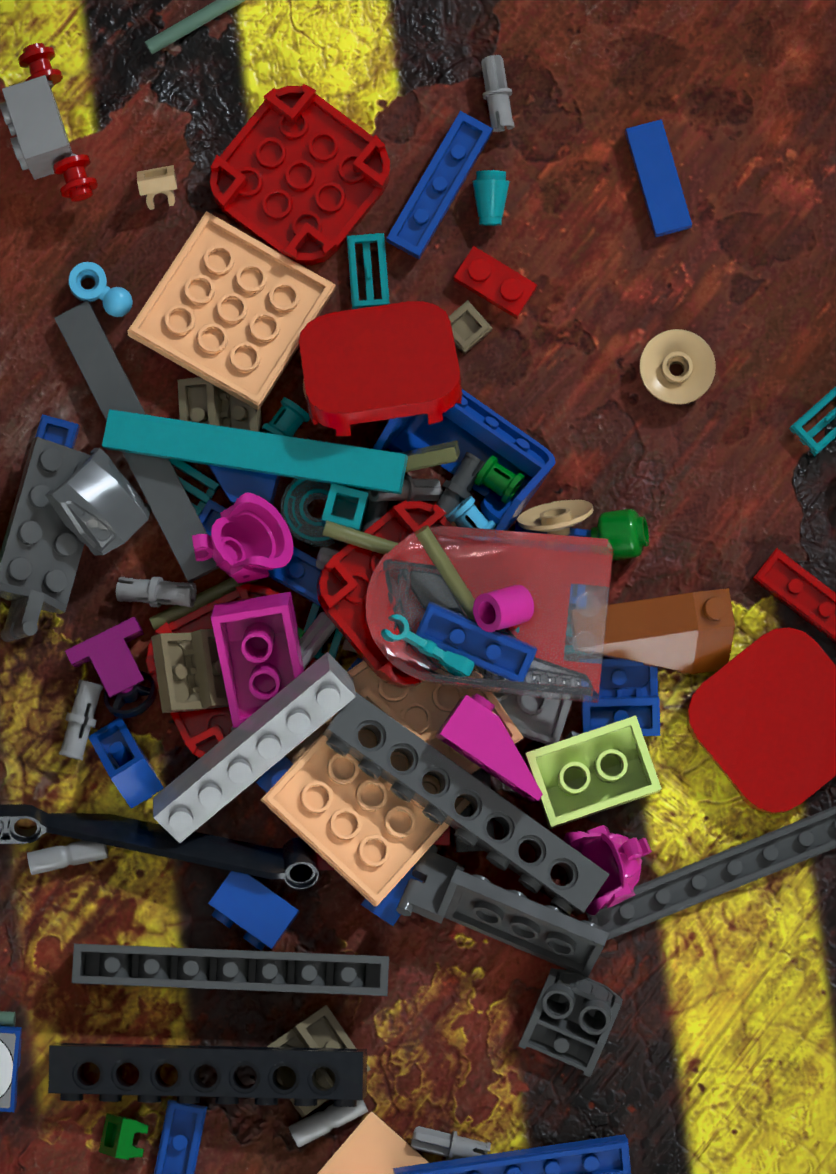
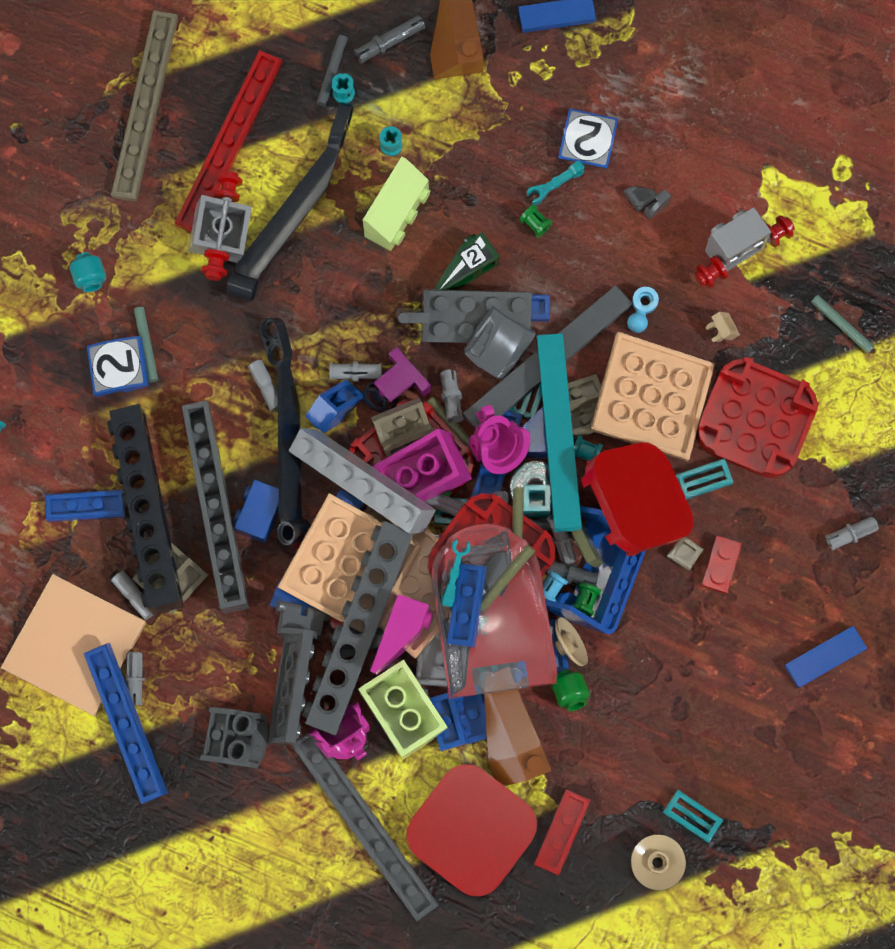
camera: 75 degrees right, 5 degrees down
(119, 1136) = (92, 463): green tile -> none
(439, 185) = (777, 510): blue plate -> none
(490, 196) = (779, 546): teal cone -> none
(503, 608) = (494, 617): dark pink brick -> none
(679, 348) = (709, 694): tan dish -> none

